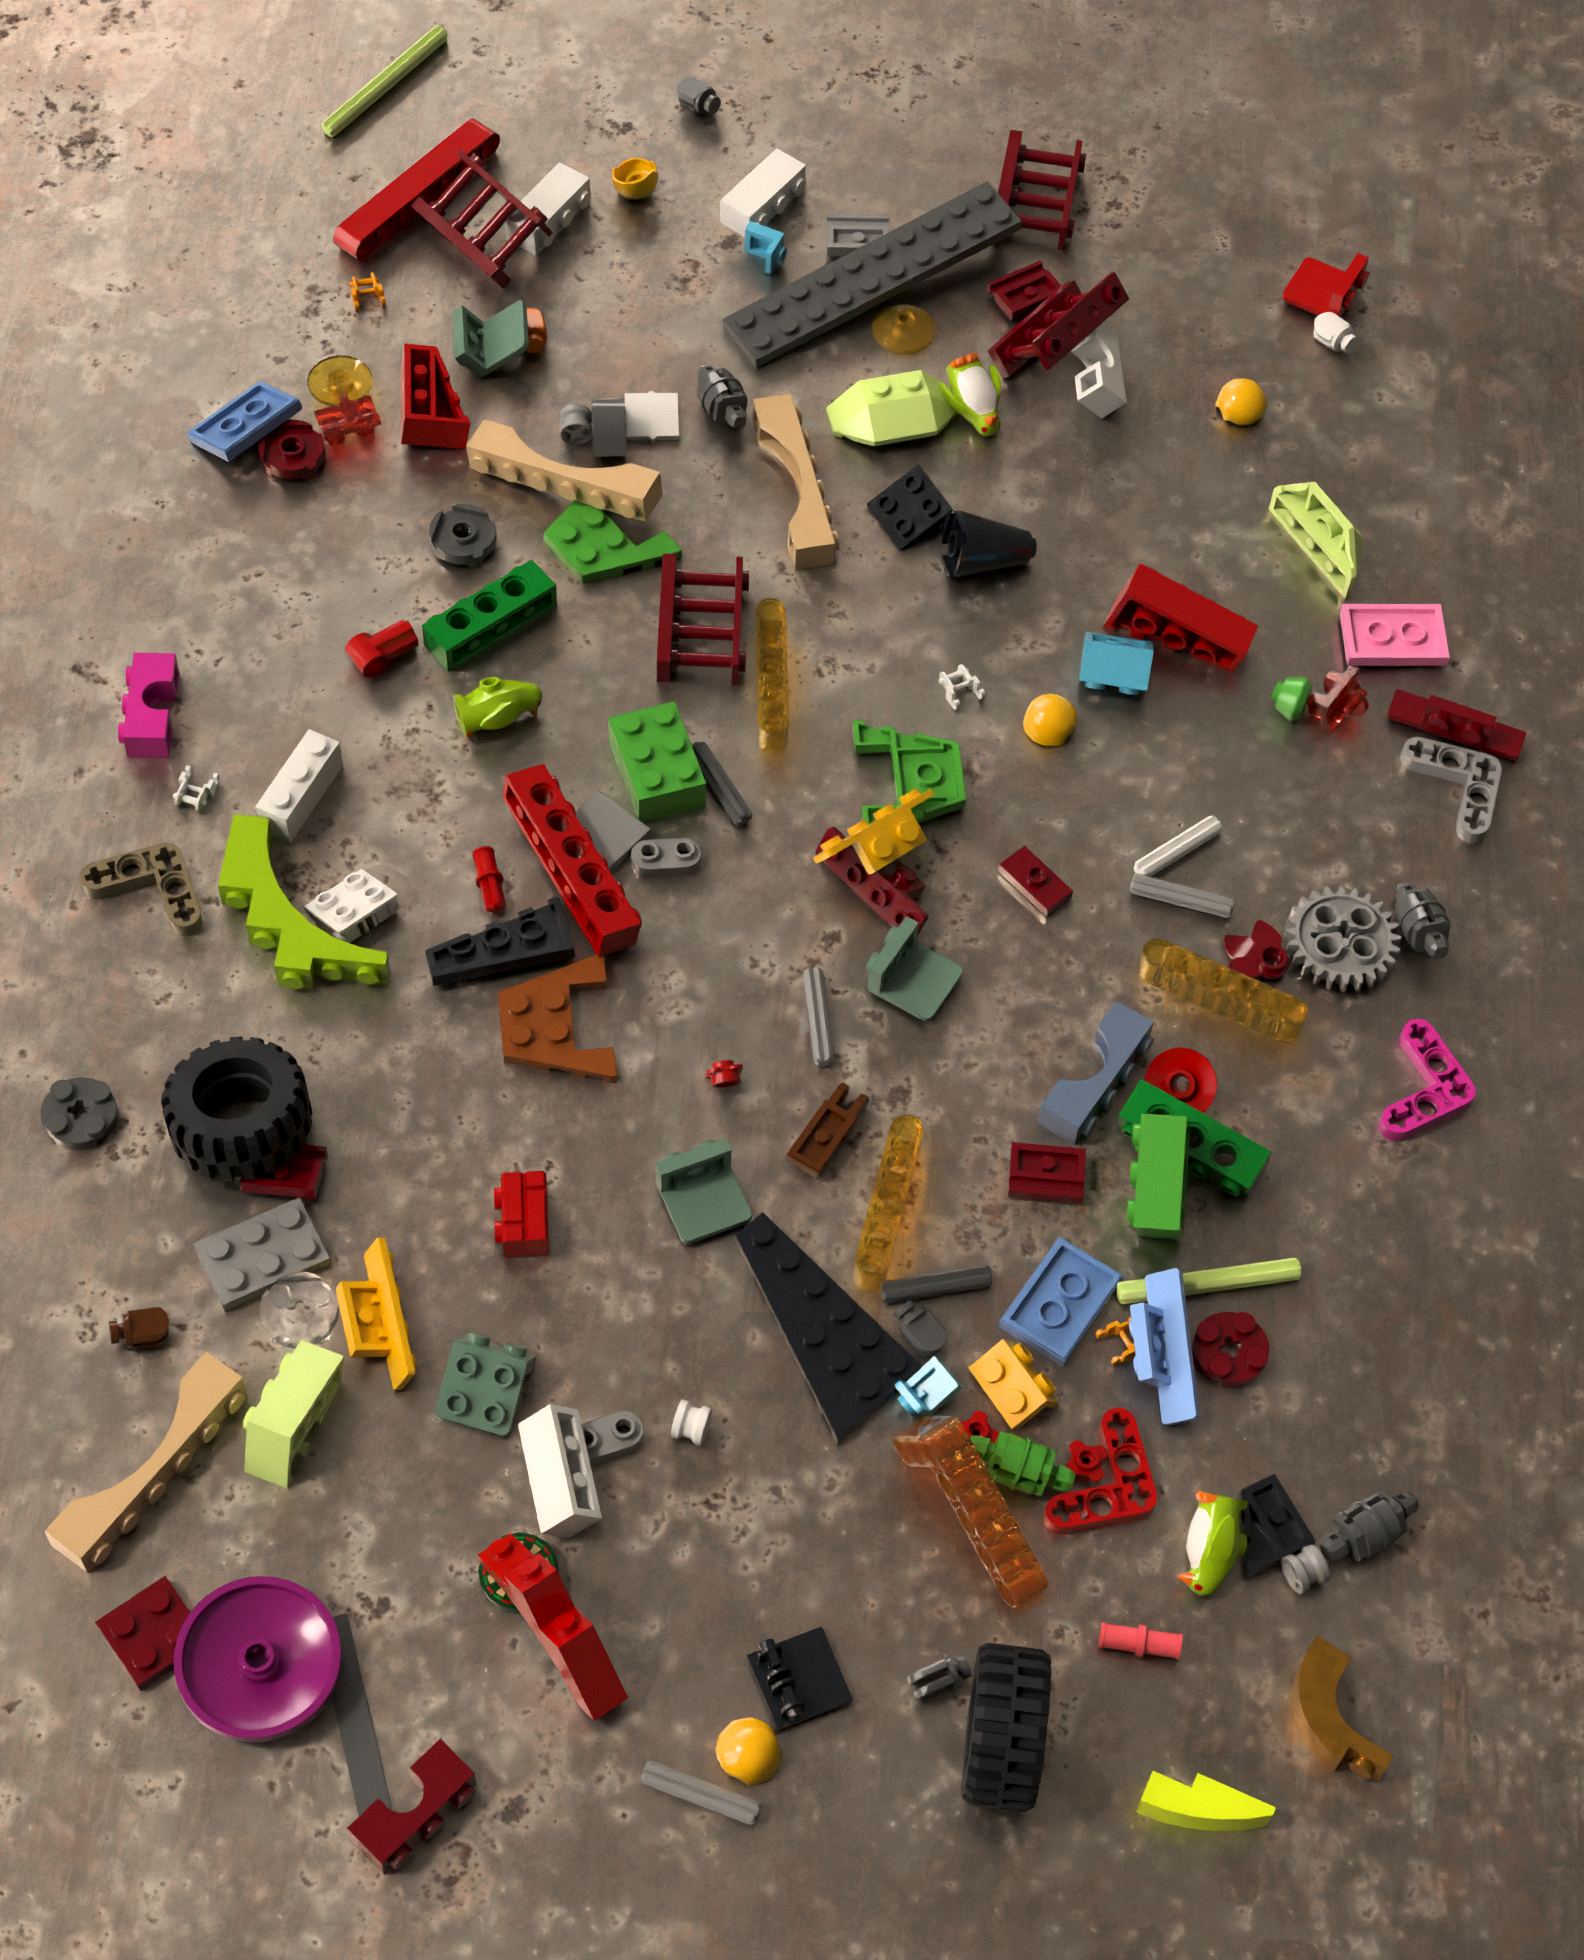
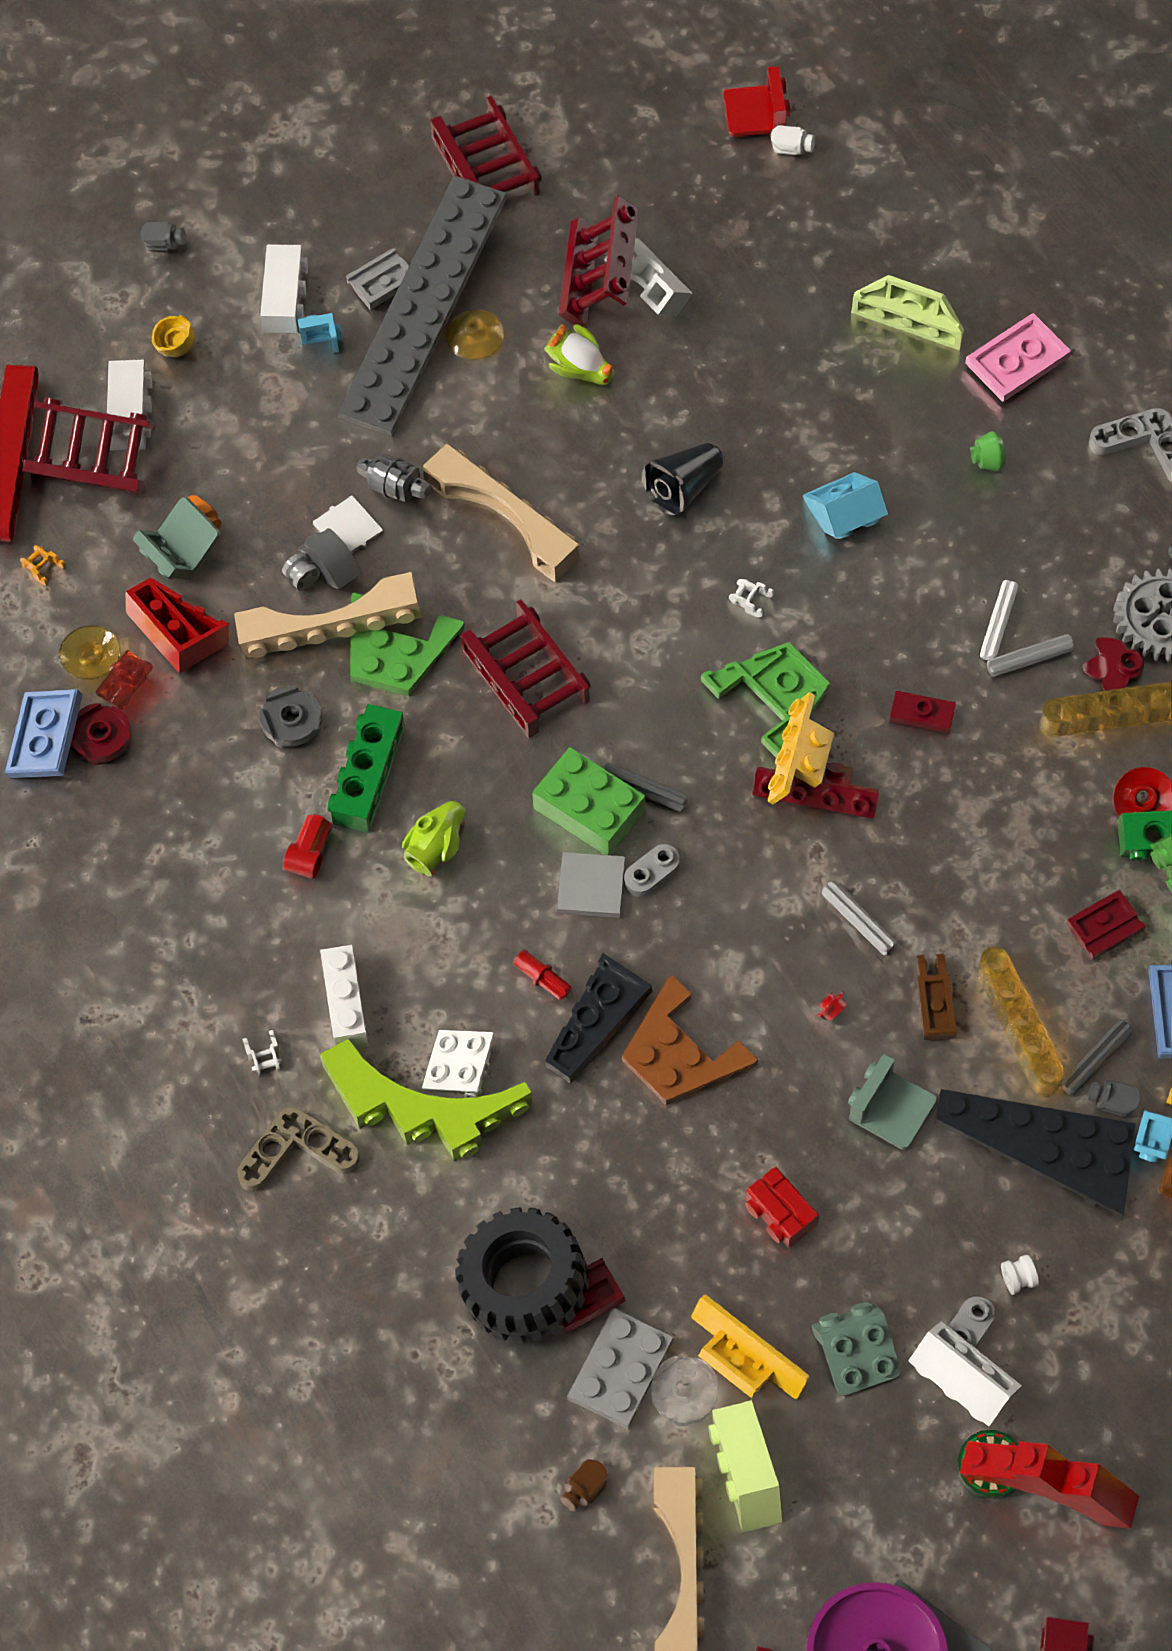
camera: 30 degrees left, 5 degrees up
(73, 1094) = (392, 1377): dark grey plate -> none
(150, 681) = (187, 1032): dark pink arch -> none
(571, 859) = (604, 932): red brick -> none
(771, 676) = (614, 690): clear yellow beam -> none
(890, 409) = (525, 409): yellowish green wedge -> none
(910, 507) = (603, 478): black hinge -> none
(911, 973) = (899, 840): sand green bracket -> none
(1023, 290) = (542, 246): dark red plate -> none
(1050, 719) = (834, 581): yellow hair -> none
(1073, 1105) = (1078, 794): sand blue arch -> none
(1180, 619) = (866, 443): red wedge -> none
(1241, 401) = (769, 239): yellow hair -> none
(1343, 698) = (1024, 430): clear red hips -> none
(1457, 723) = (1111, 399): dark red bracket -> none

